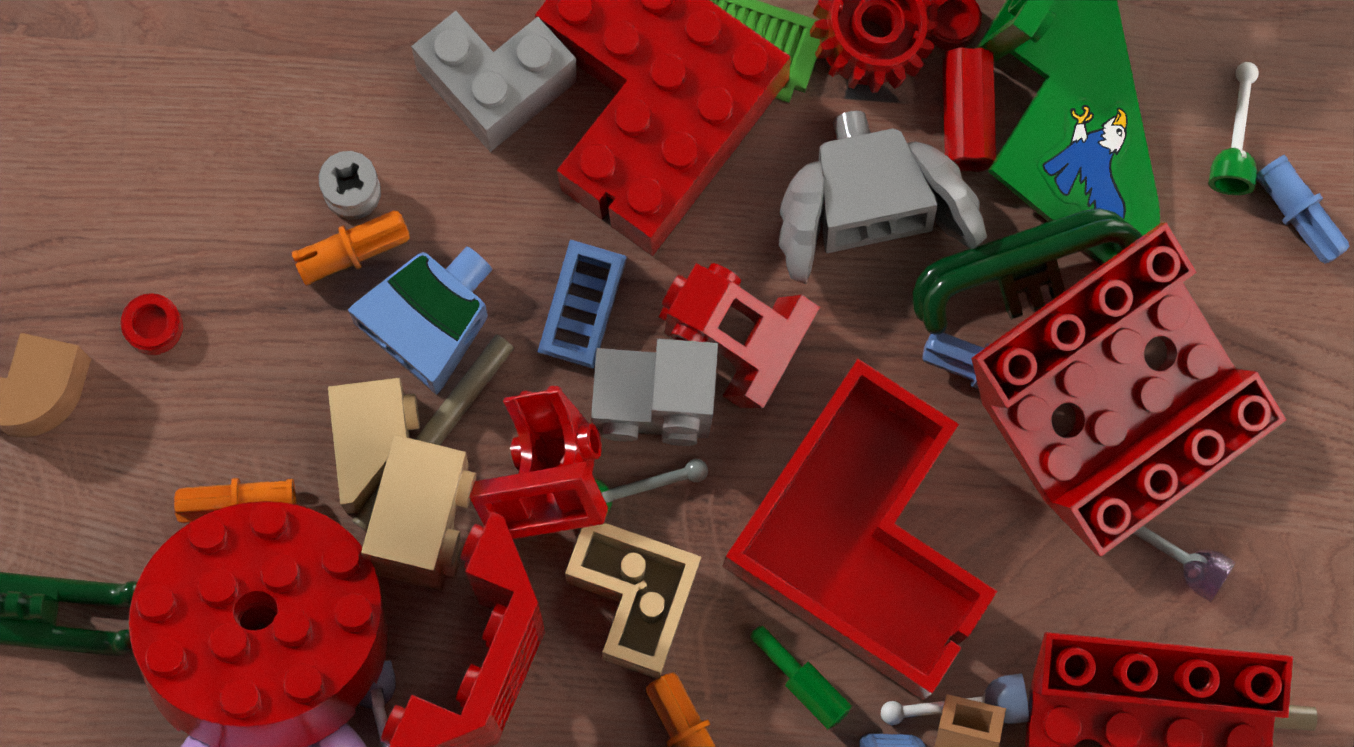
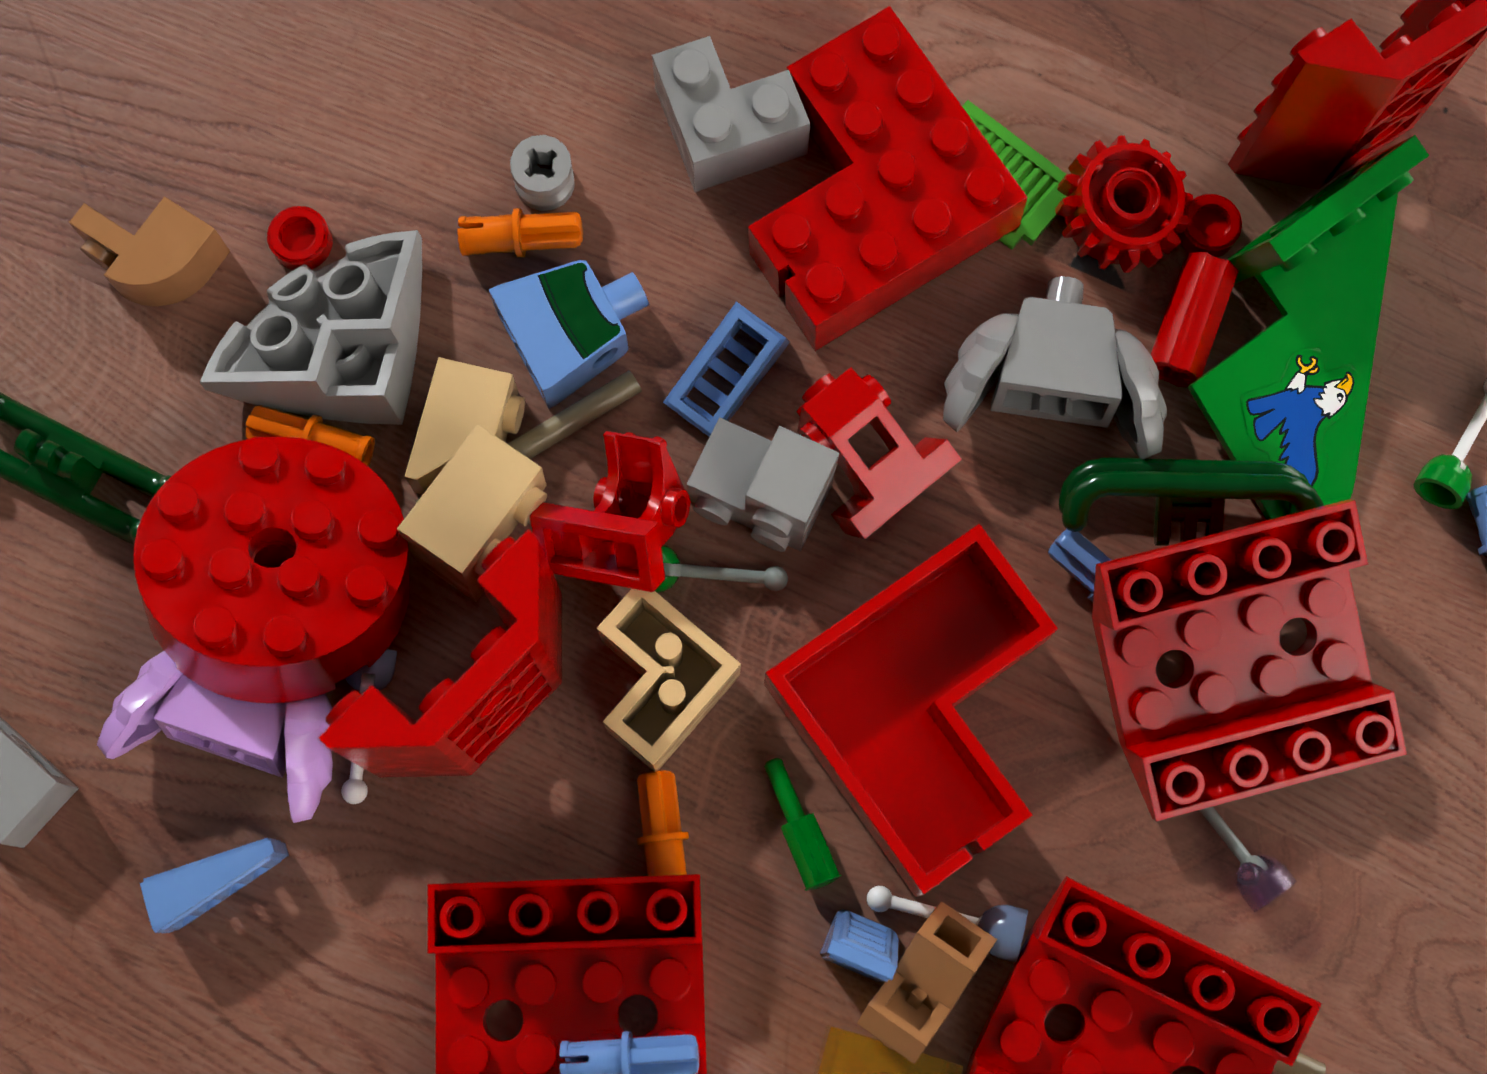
camera: 25 degrees right, 0 degrees up
(218, 403) = (332, 337): none -> light grey brick

